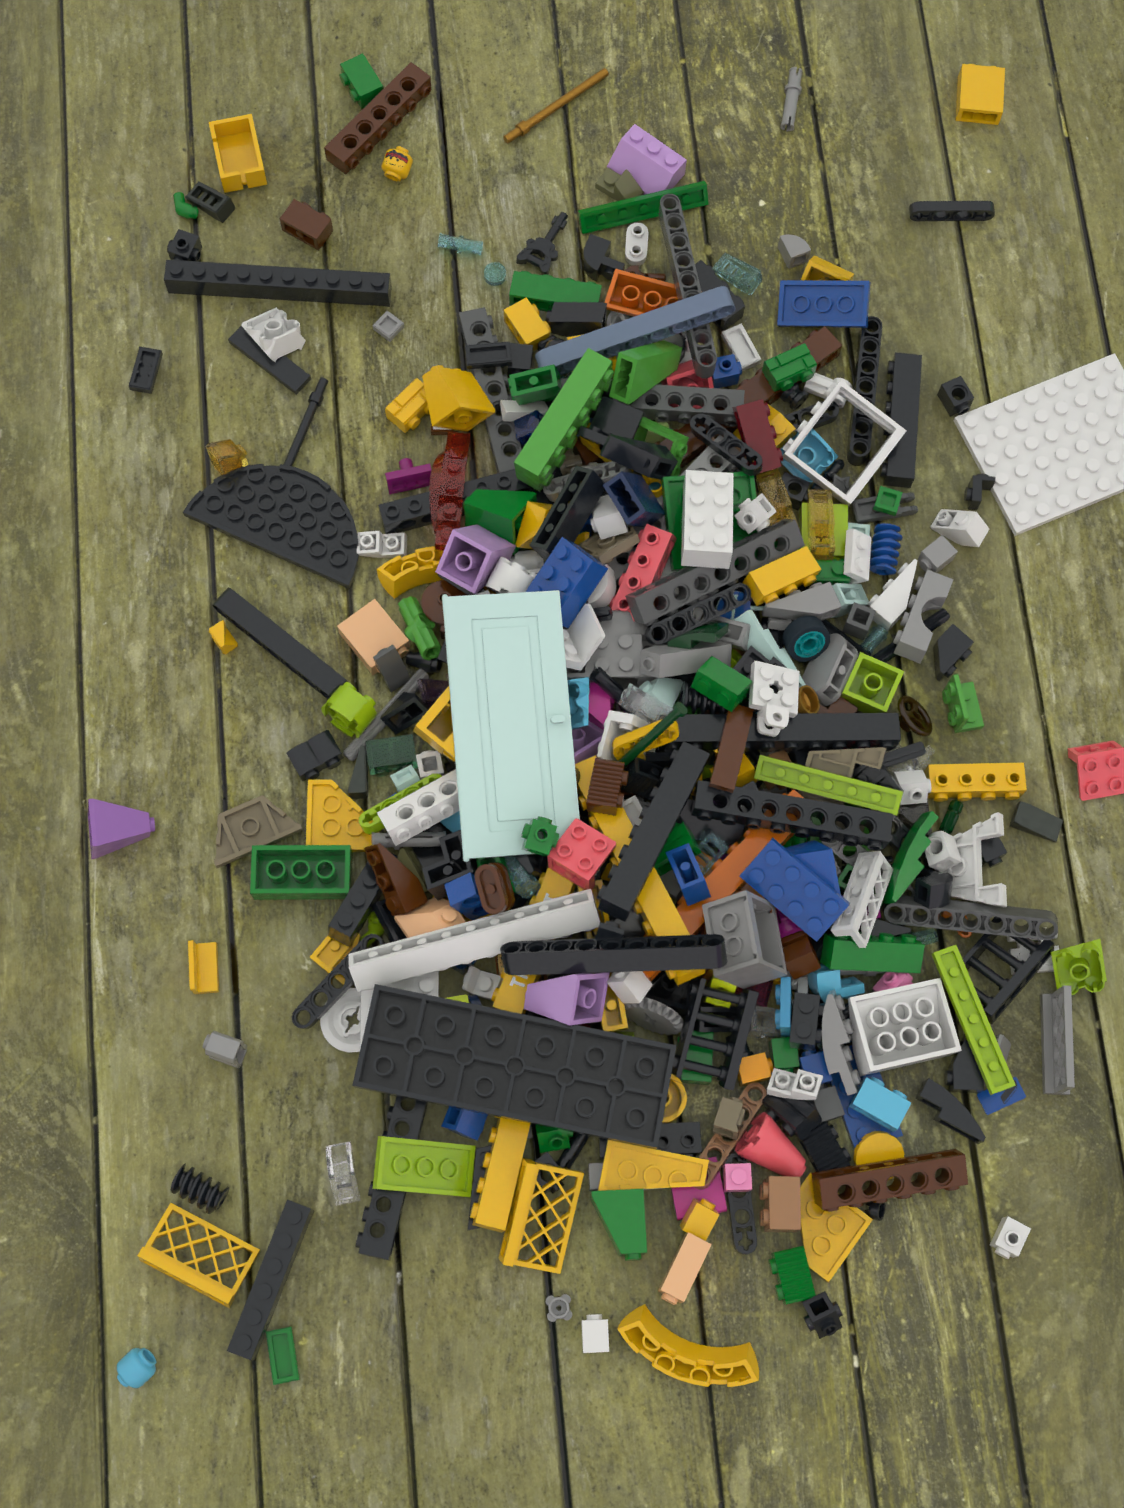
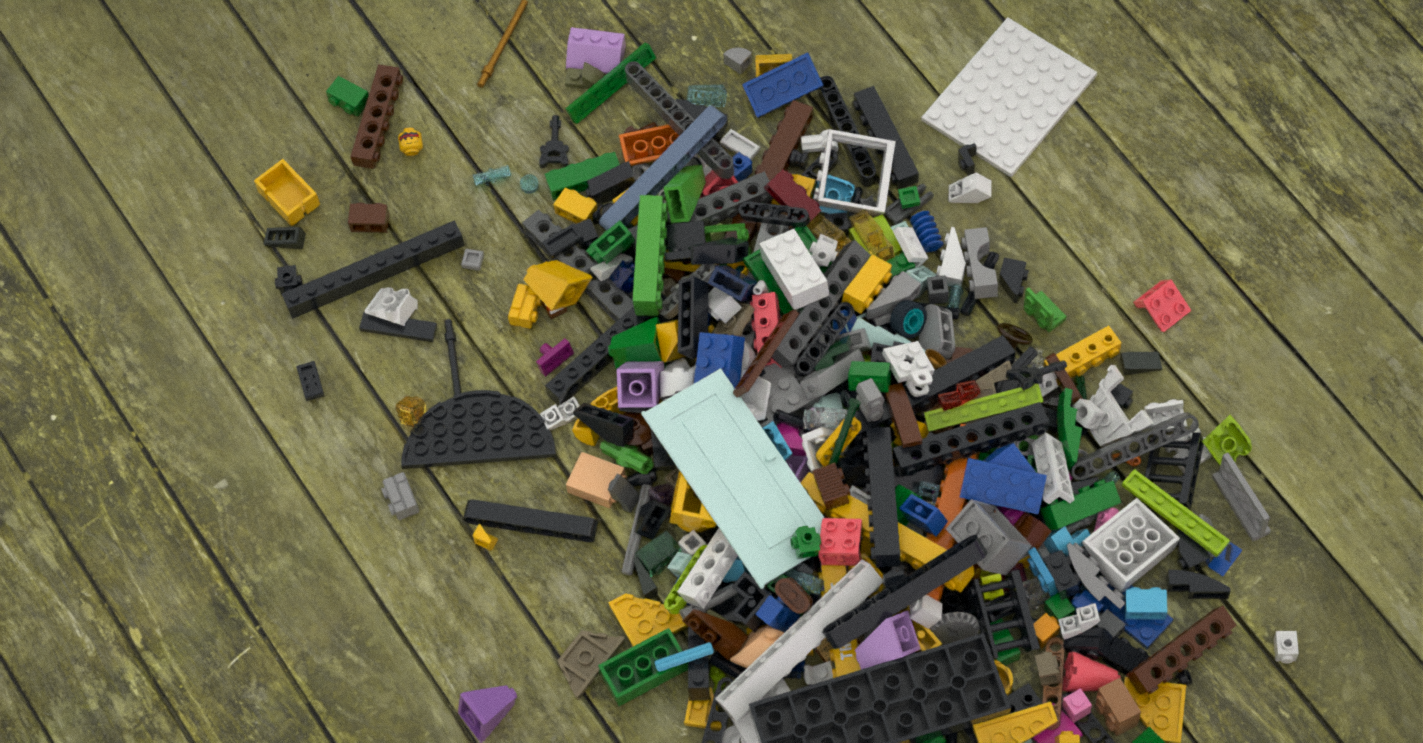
camera: 20 degrees left, 10 degrees down
(163, 545) = (400, 496): none -> light grey brick
(184, 209) = (267, 253): green arm -> none
(315, 755) = (603, 583): black brick -> none
(344, 888) = (684, 656): none -> medium azure axle
(350, 710) = (610, 538): lime brick -> none
(414, 584) = (607, 424): none -> black slope
(447, 487) = (590, 348): clear red piece -> none
(597, 260) = (599, 137): black brick -> none
(619, 598) = (765, 353): none -> reddish brown tile
(636, 242) = (619, 110): white plate -> none
(660, 521) = (760, 288): none -> white arm
(704, 712) = (870, 399): none -> light grey brick
(789, 368) = (786, 140): green brick -> none
(817, 758) = (965, 392): none -> clear red slope
(871, 684) = (972, 326): lime brick -> none
(877, 1147) = (1160, 635): yellow tile -> none
(904, 778) = (1033, 375): none -> black piece
(932, 888) = (1096, 440): black brick -> none
(937, 555) = (965, 216): light grey brick -> none
(938, 796) = (1064, 378): none -> reddish brown beam
(958, 388) = (909, 97): black brick -> none
(1028, 895) = (1165, 411): none -> white bracket

